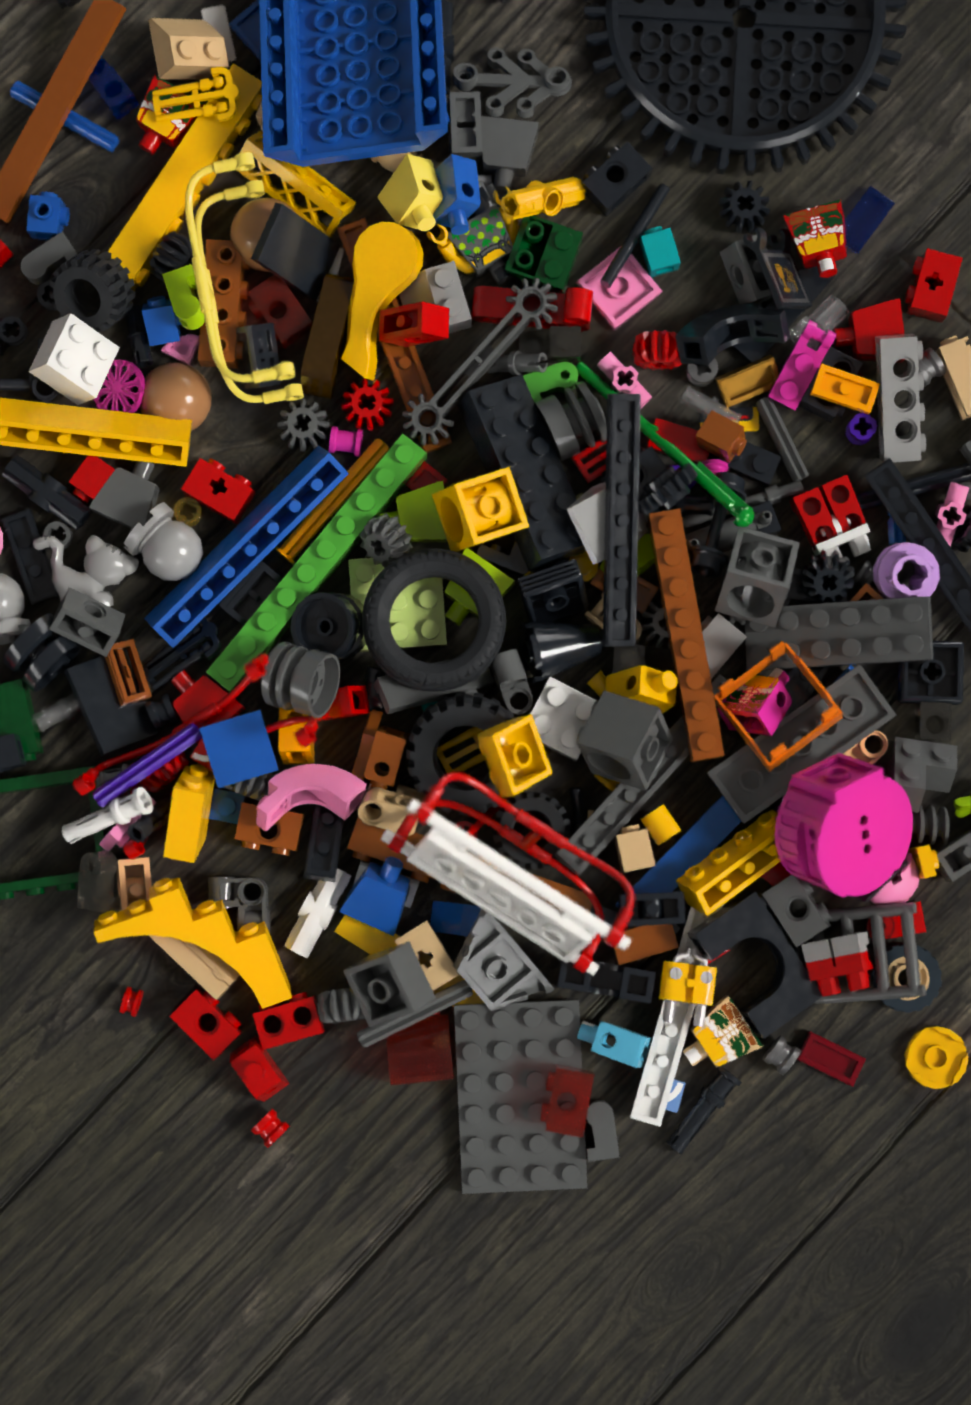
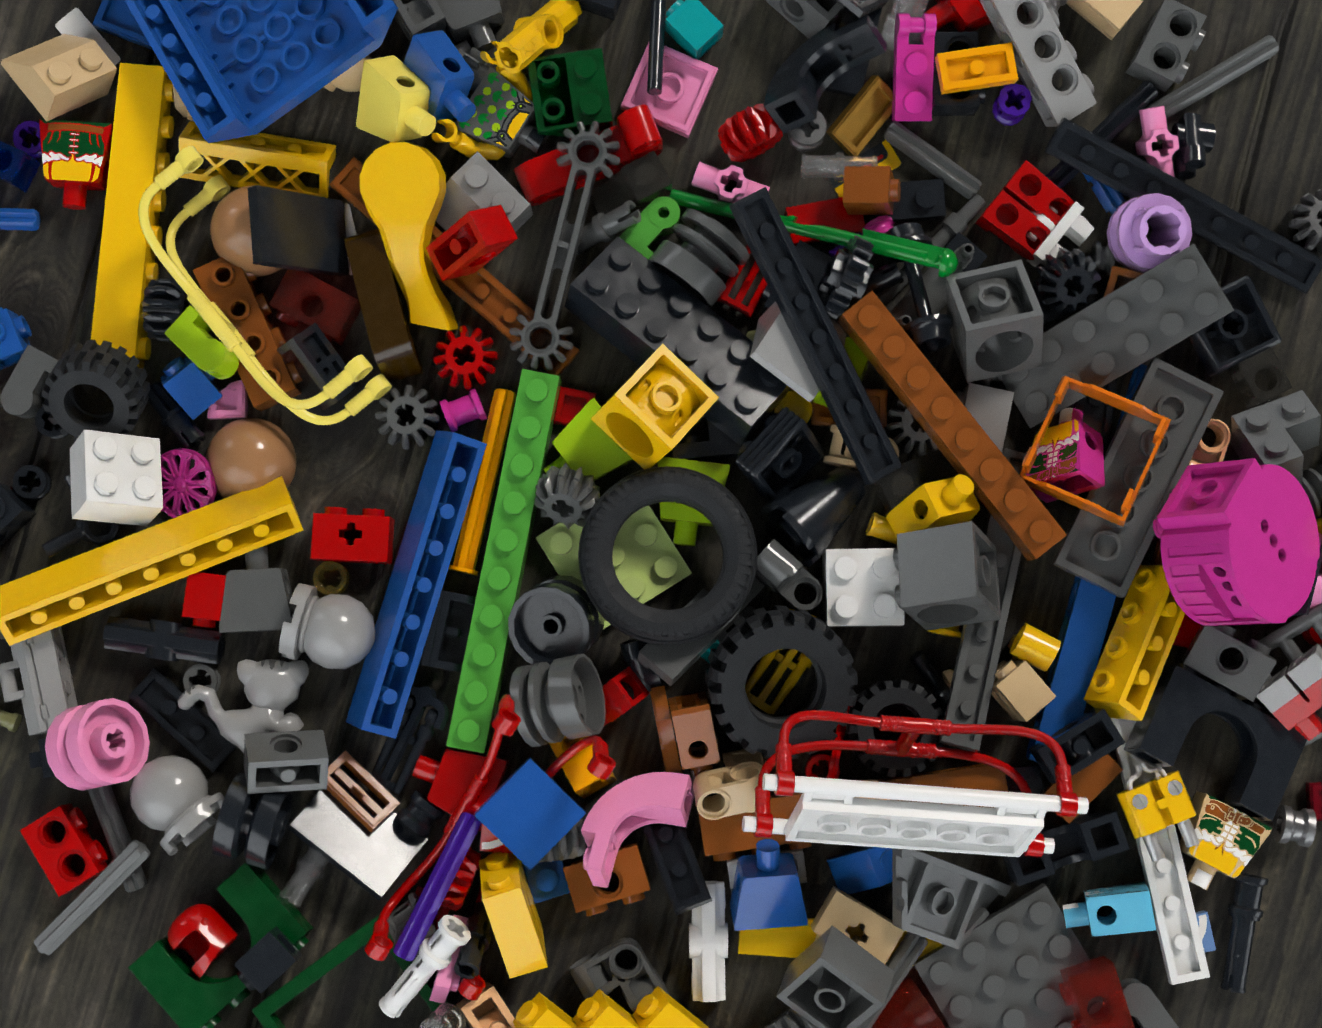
camera: 35 degrees left, 0 degrees up
(134, 77) = (21, 132): none -> dark purple bush
(229, 92) = (132, 94): yellow piece -> none
(514, 755) = (841, 659): yellow brick -> none

